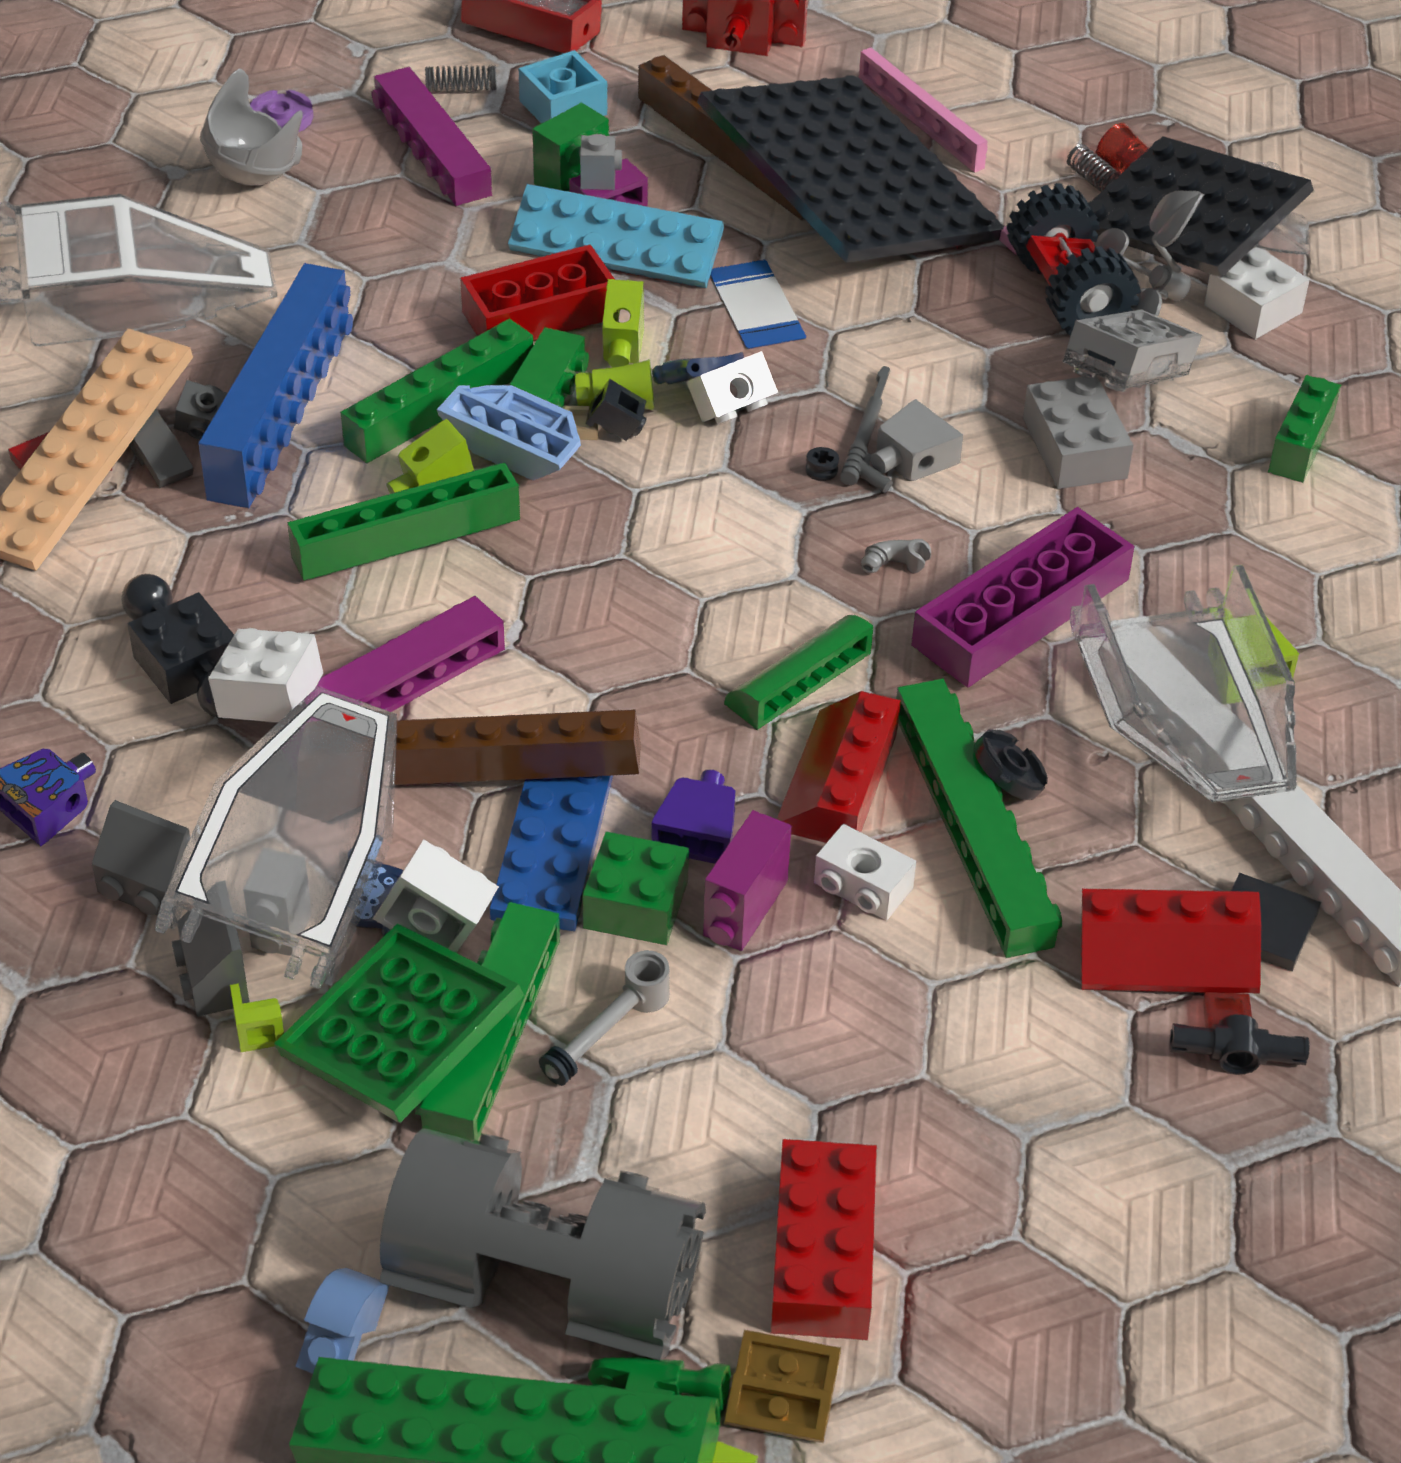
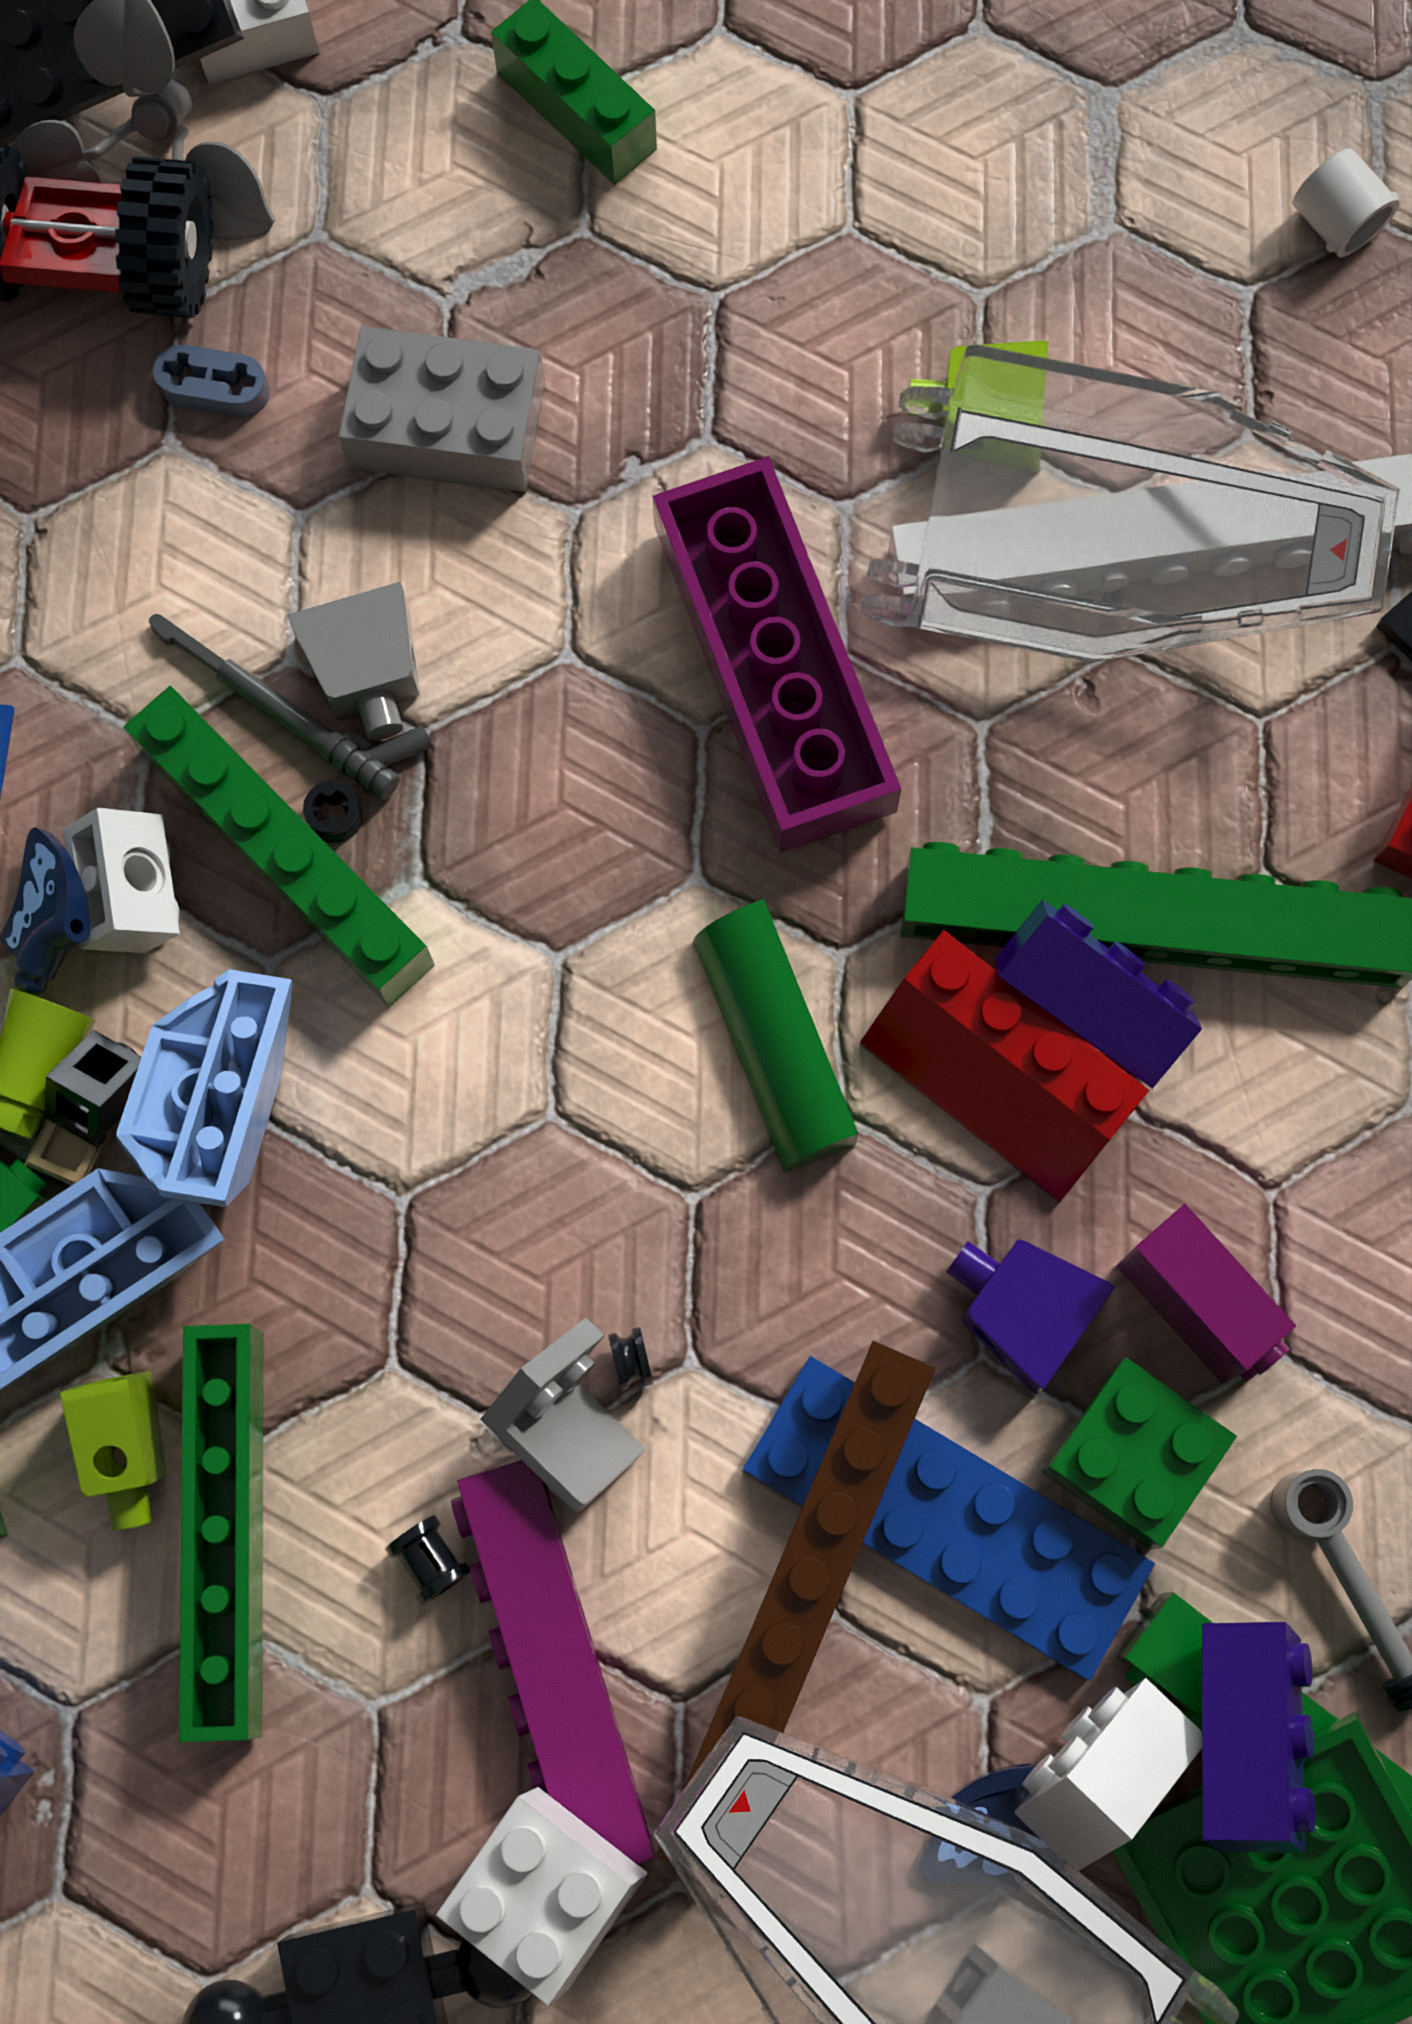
camera: 65 degrees left, 30 degrees up
(427, 607) = (409, 1549): none -> black bush
(485, 938) = (1255, 1738): none -> dark purple brick
(531, 624) = (560, 1425): none -> light grey bracket
(579, 659) = (630, 1359): none -> black bush
(638, 447) = (208, 1088): none -> light blue wedge
(785, 443) = (280, 846): none -> green brick
(864, 872) = (1237, 1086): white brick -> none
(904, 780) = (1099, 991): none -> dark purple brick
(910, 552) = (577, 811): light grey piece -> none
(1009, 766) = (1097, 828): black tile -> none
(1033, 350) = (212, 376): none -> sand blue beam
(1131, 349) = (339, 246): light grey piece -> none

